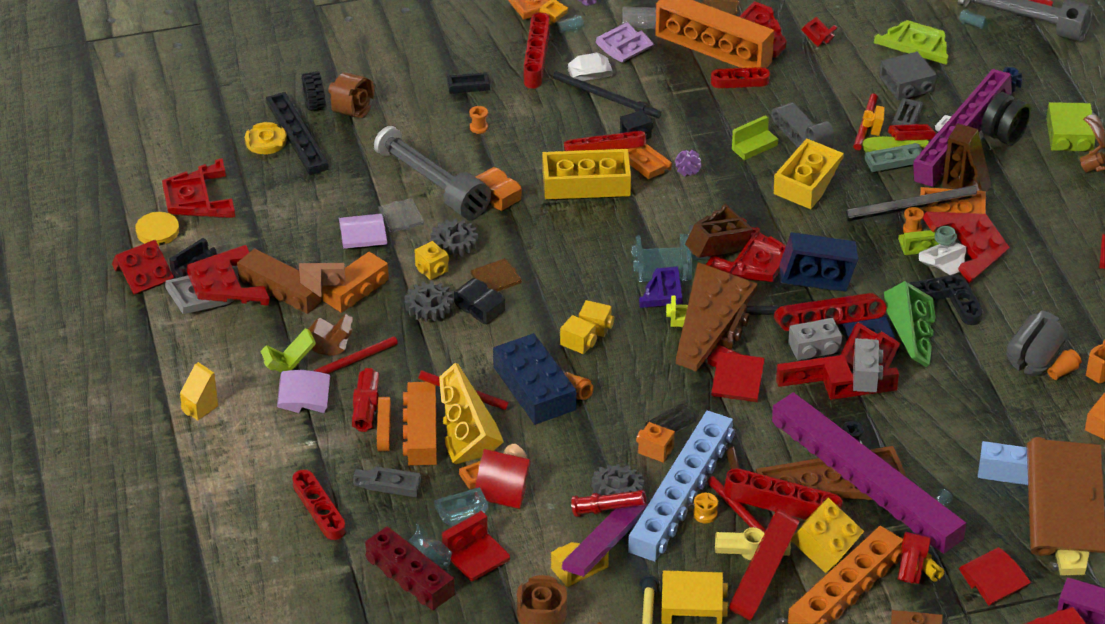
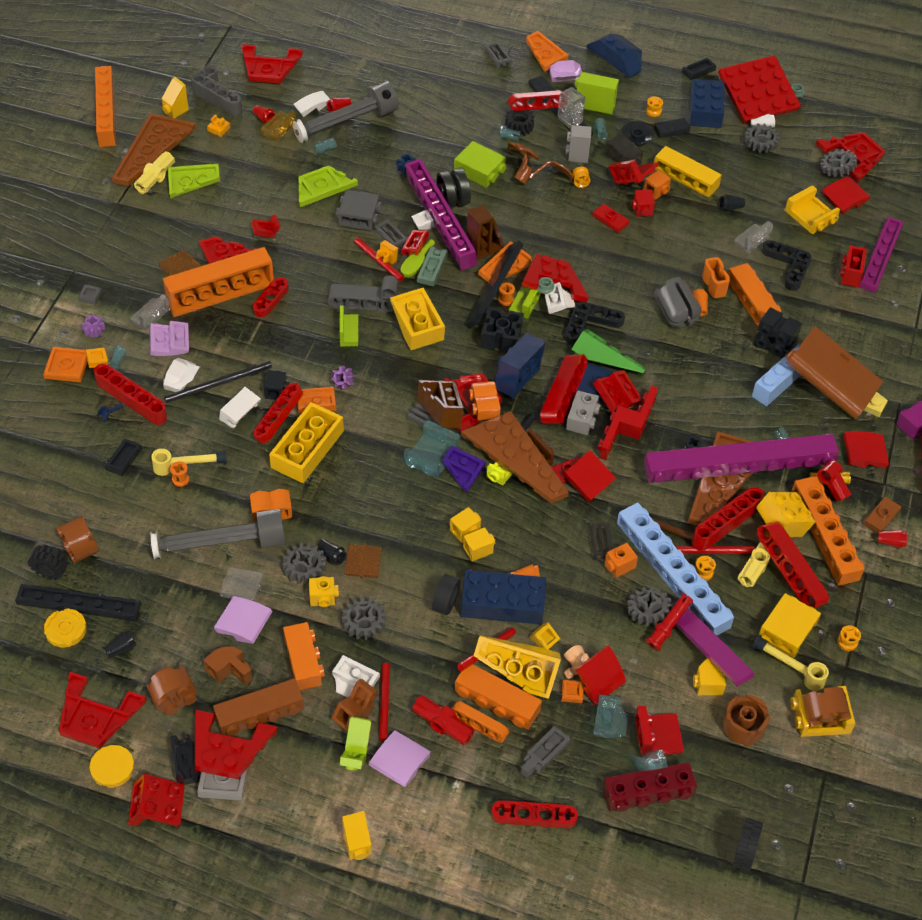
camera: 60 degrees left, 10 degrees up
(250, 218) = (172, 689): none -> dark orange brick
(276, 174) = (120, 645): none -> black cone
(306, 240) = (227, 661): none -> dark orange brick
(317, 275) = (295, 676): nougat slope -> none
(363, 322) = (348, 672): none -> white slope
(479, 300) = (389, 585): black brick -> none
(483, 250) = (333, 552): none -> black cone
(484, 98) = (163, 460): none -> light yellow piece
(494, 324) = (446, 594): none -> black tyre
(503, 46) = (105, 411): none -> dark blue hand
(520, 430) = (545, 636): none -> yellow slope
(587, 115) = (238, 407): none -> white hinge
(751, 260) = (485, 400): none -> orange brick
(862, 228) = (501, 329): none -> black brick
(866, 365) = (648, 398): light grey brick -> none
(1075, 423) = (777, 333): none -> black brick

